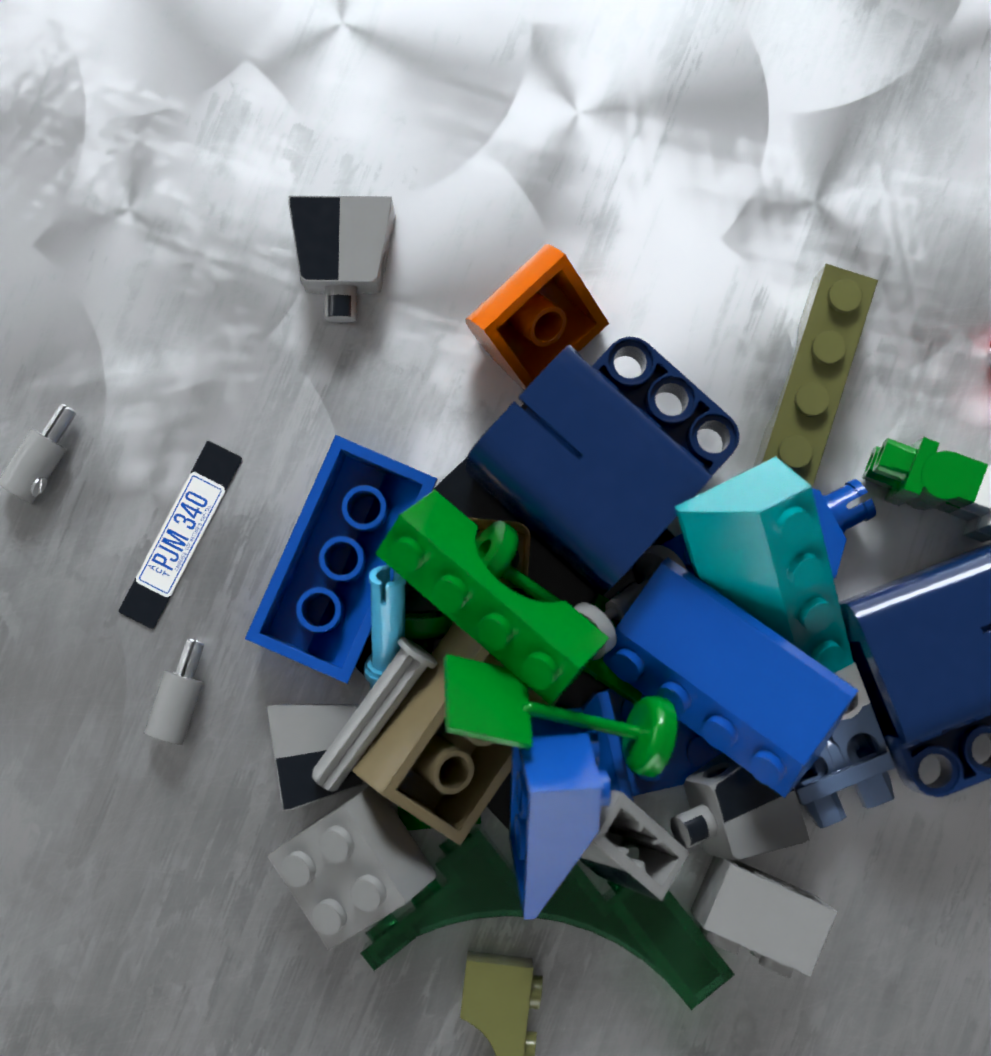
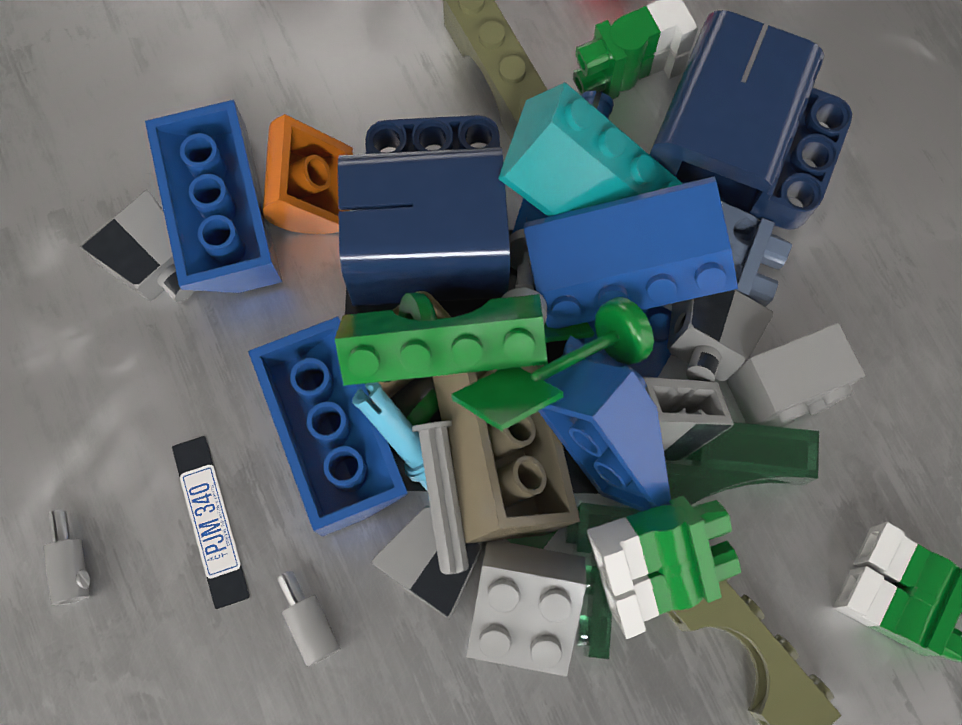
camera: 50 degrees left, 10 degrees down
(438, 260) = (212, 200): none -> blue slope
(487, 947) = (663, 560): none -> green hips

